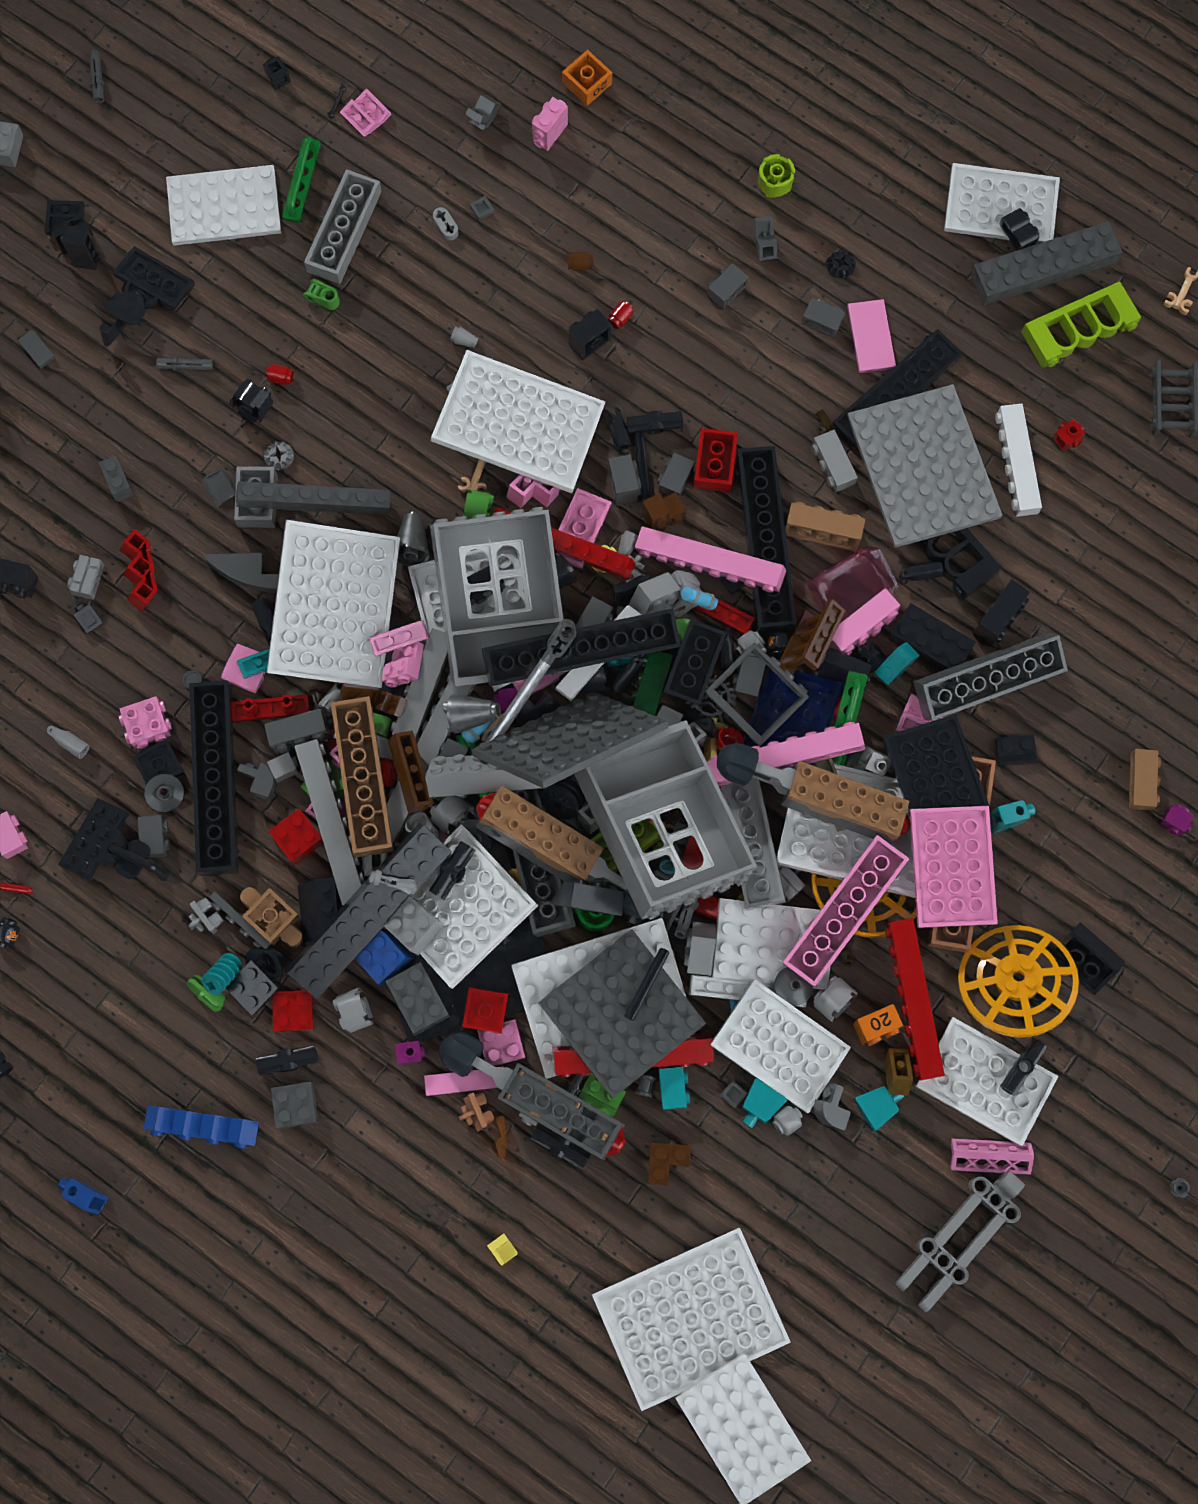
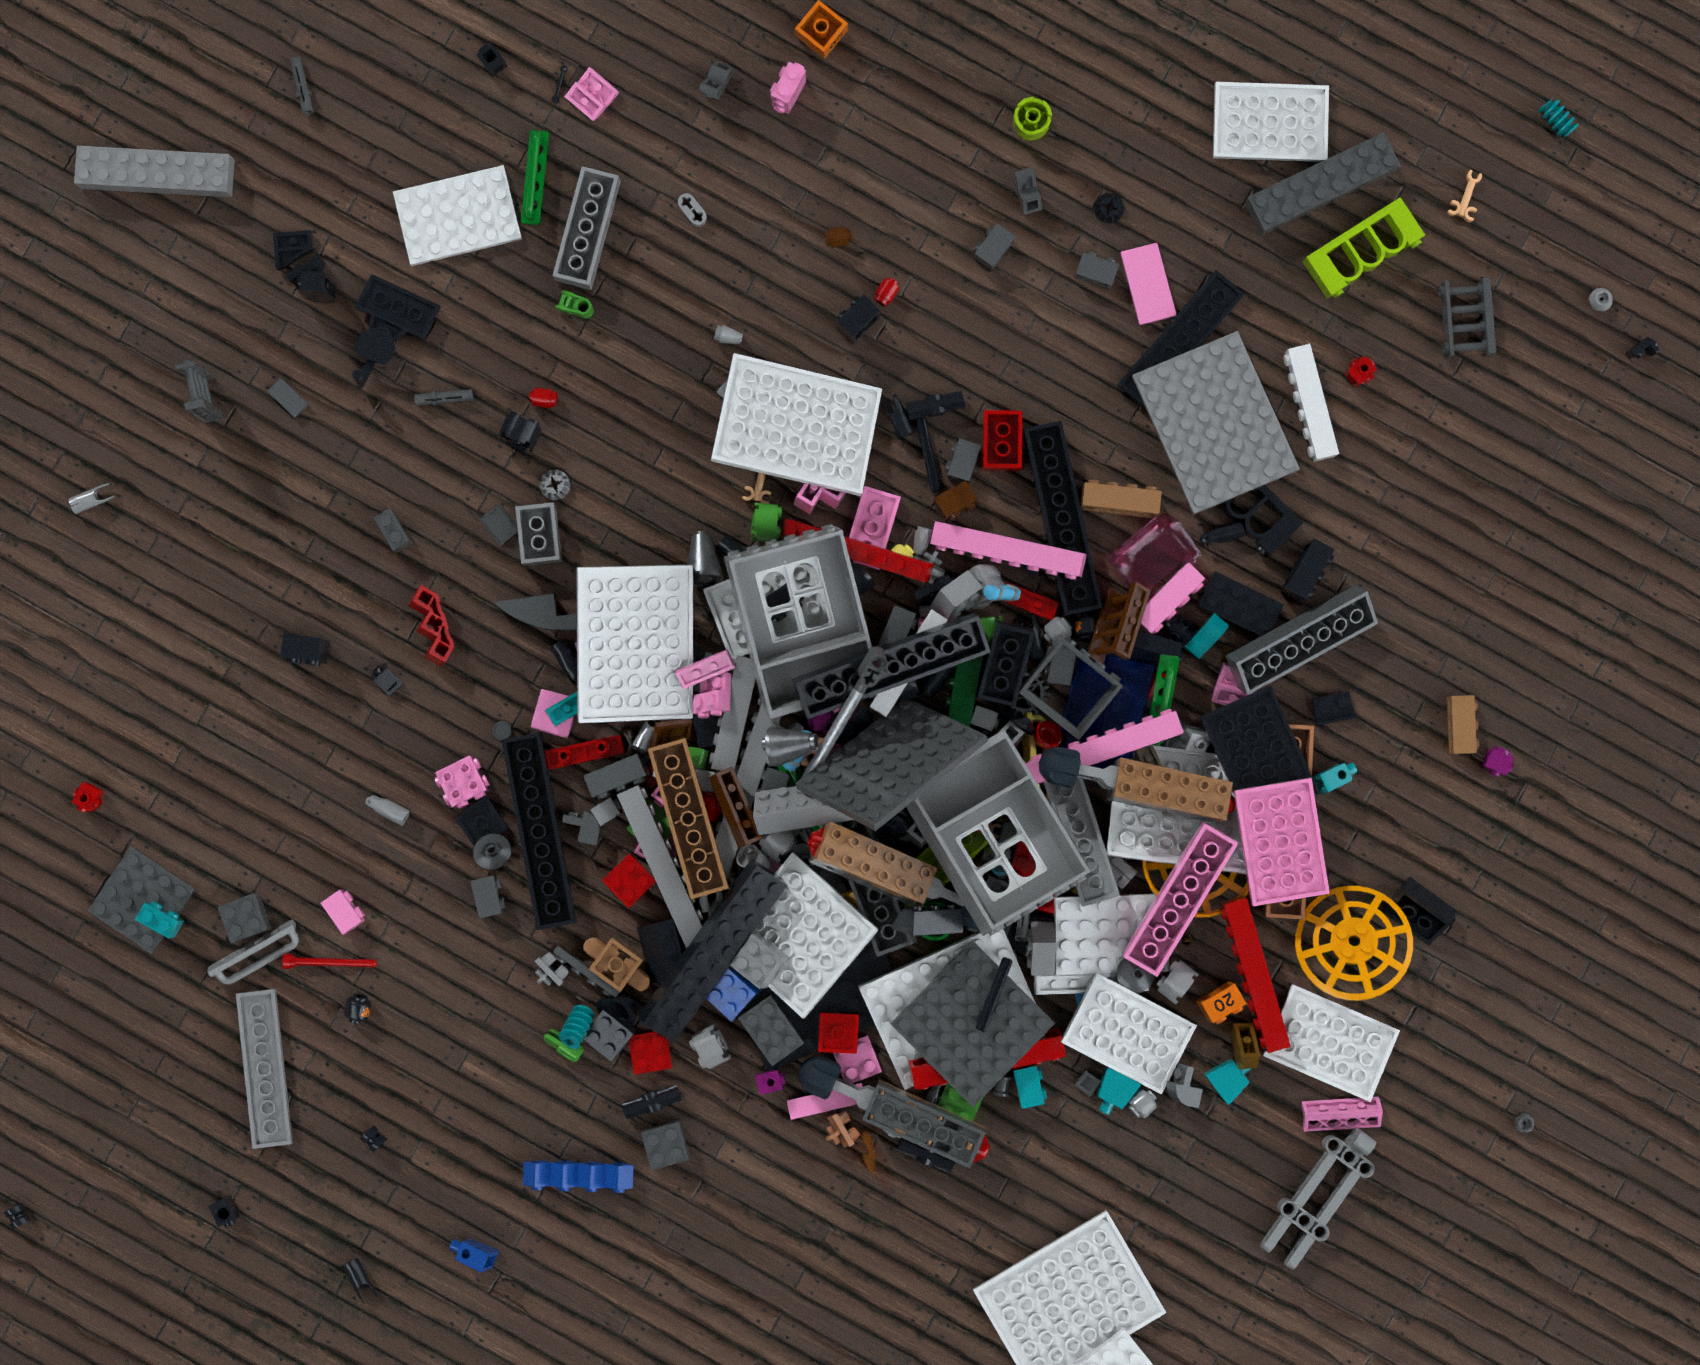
camera: 10 degrees left, 10 degrees up
(86, 577) = (378, 638): light grey brick -> none
(104, 844) = (433, 912): black plate -> none
(312, 498) = (597, 532): dark grey brick -> none
(390, 704) = (705, 736): reddish brown slope -> none
(405, 885) = (748, 926): light grey piece -> none
(452, 870) = (789, 902): black piece -> none
(482, 208) = (728, 189): dark grey plate -> none
(502, 1249) = (882, 1257): light yellow panel -> none
(624, 479) = (911, 474): dark grey brick -> none
(663, 1156) = (1026, 1152): reddish brown brick -> none
(825, 423) = (1109, 385): dark brown arm -> none
(834, 461) = (1122, 426): light grey brick -> none
(1019, 229) = (1292, 151): black brick -> none
(1030, 1056) = (1372, 1015): black piece -> none

